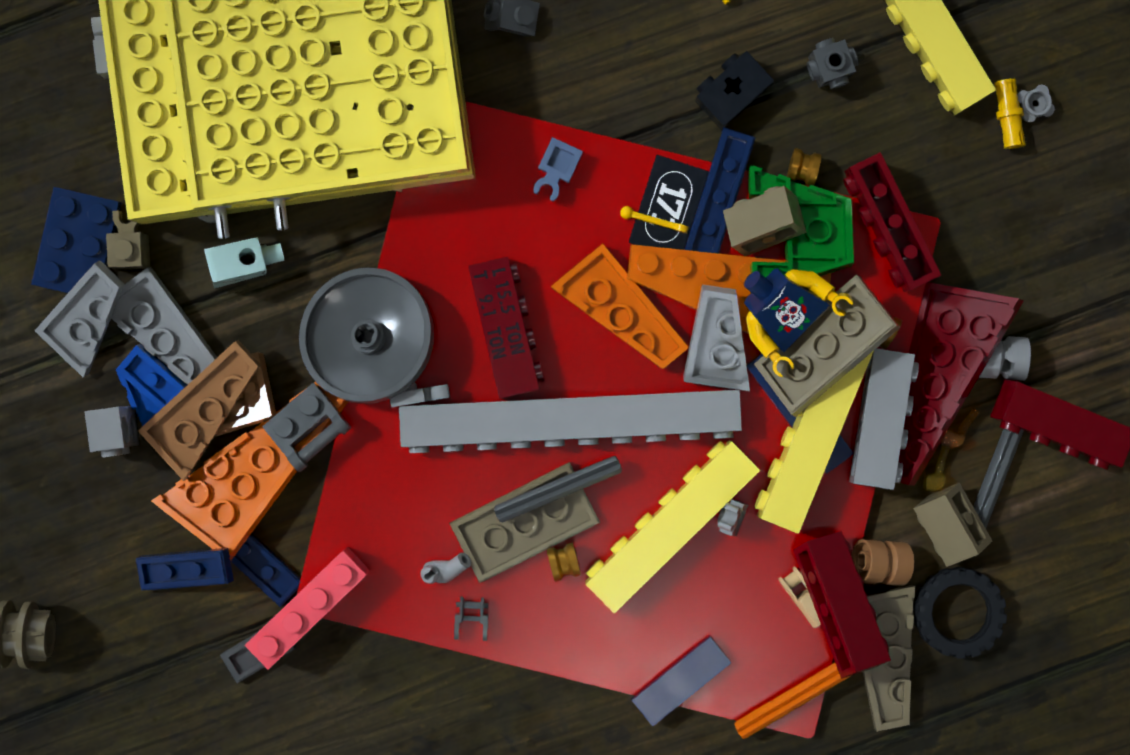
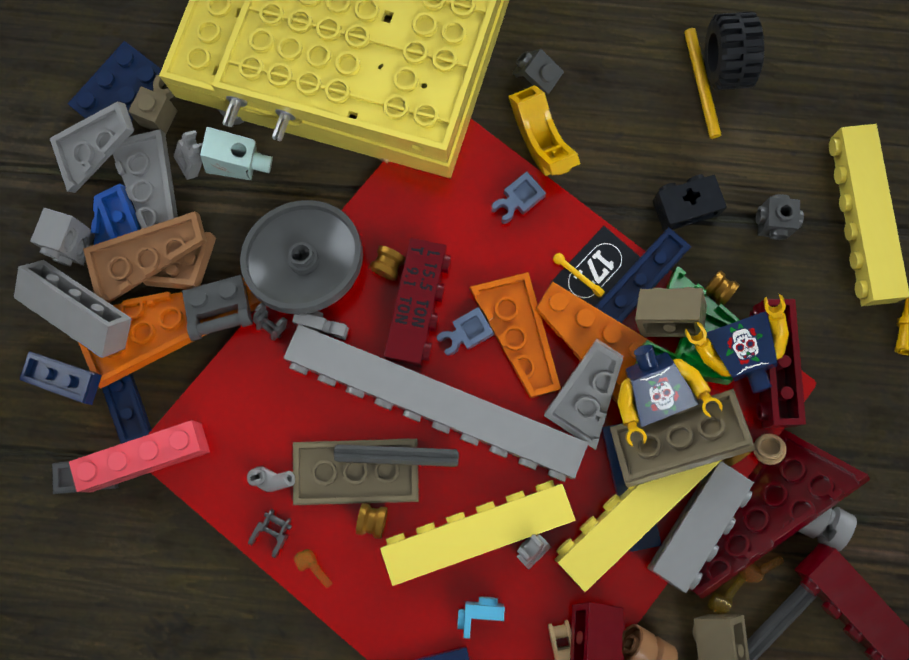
camera: 25 degrees right, 10 degrees down
(162, 496) = (72, 308): none -> light grey brick
(192, 281) = (188, 155): none -> light grey plate
(357, 418) = (261, 321): none -> dark grey piece
(455, 300) = (387, 263): none -> pearl gold wheel
(518, 627) = (307, 559): none -> clear yellow hand
(548, 86) = (540, 134): none -> yellow arch
(571, 329) = (470, 330): none -> sand blue plate
(711, 593) = (486, 608): none -> medium azure bracket
(850, 226) = (746, 346): none -> torso
(919, 310) = (770, 449): none -> tan plate

